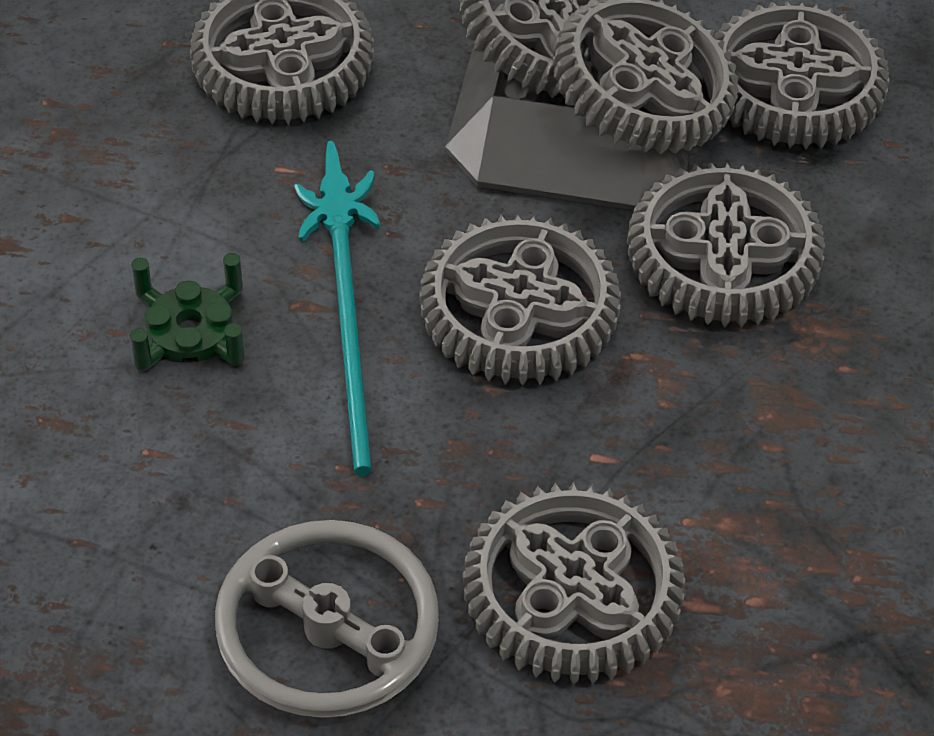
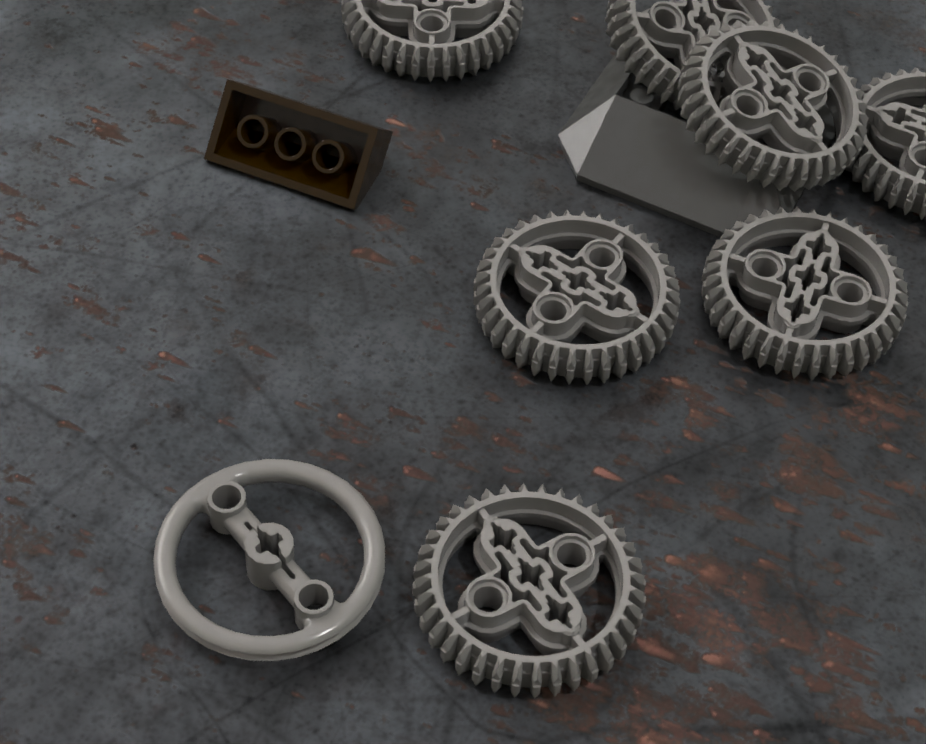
camera: 15 degrees right, 0 degrees up
(188, 301) = (252, 222): dark green plate -> none
(200, 215) = (297, 144): none -> dark brown slope
(336, 209) = (428, 170): teal piece -> none

